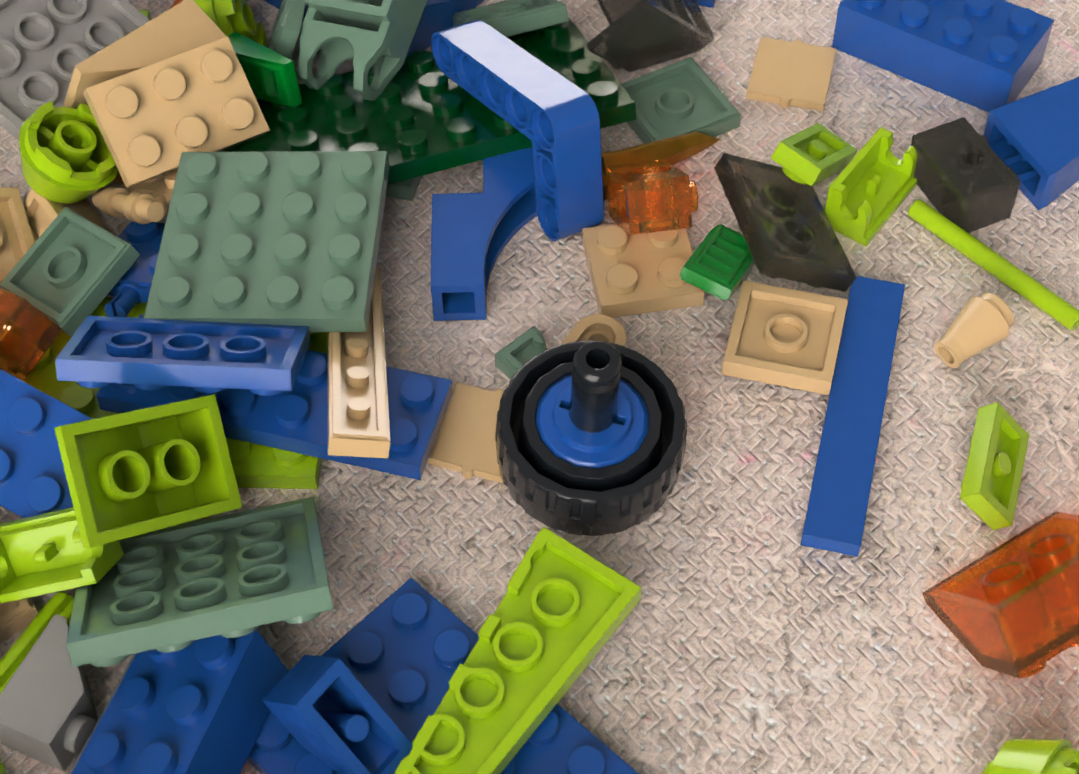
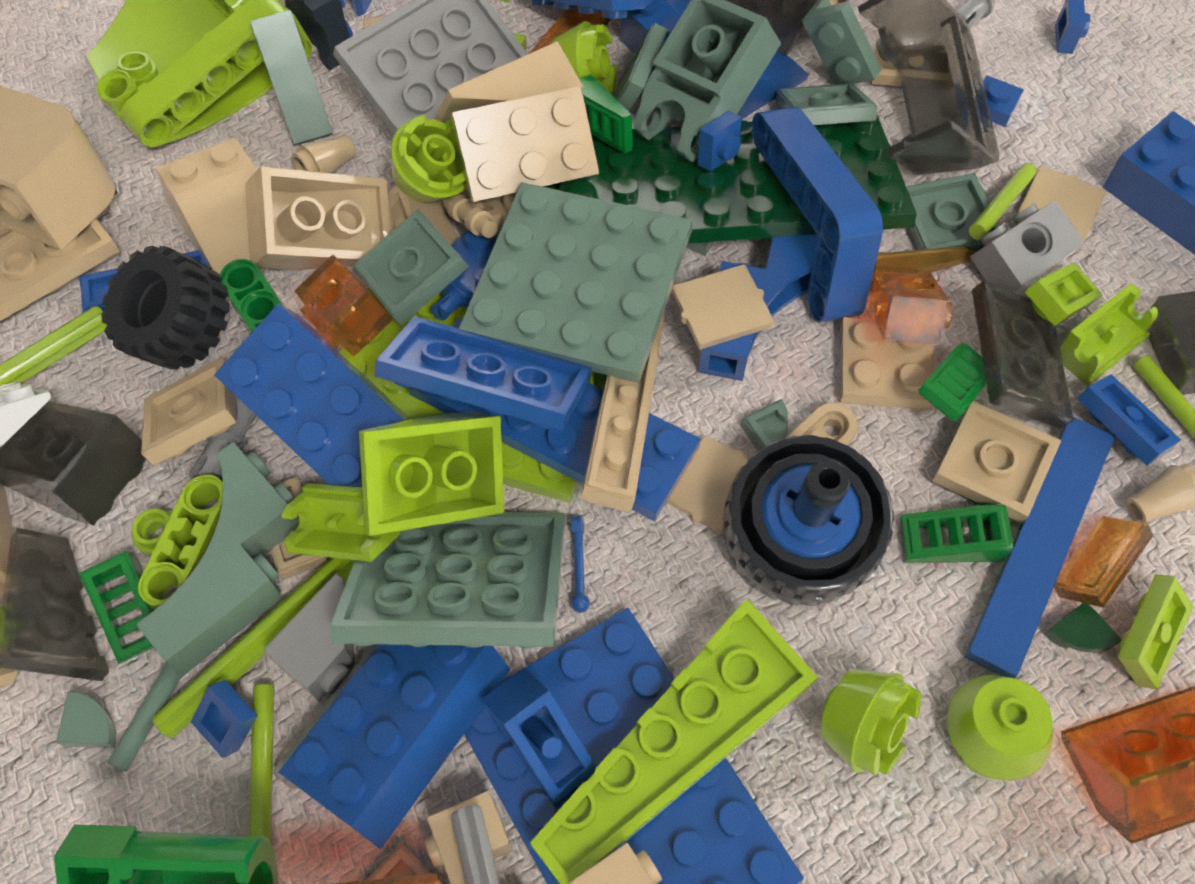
camera: 15 degrees right, 10 degrees up
(353, 587) = (580, 601): none -> blue hinge
(399, 70) = (719, 140): none -> blue plate
(443, 239) = (722, 306): none -> tan piece
(708, 621) = (868, 719): none -> lime cone
(727, 78) = (1002, 201): none -> lime bar
(767, 113) = (1046, 238): none -> light grey brick
(773, 399) = (975, 518): none -> green slope
(855, 599) = (1000, 727): none -> lime cone
(915, 265) = (1128, 419): none -> blue plate
(920, 486) = (1083, 631): none -> dark green tile
(922, 410) = (1103, 561): none -> clear orange tile

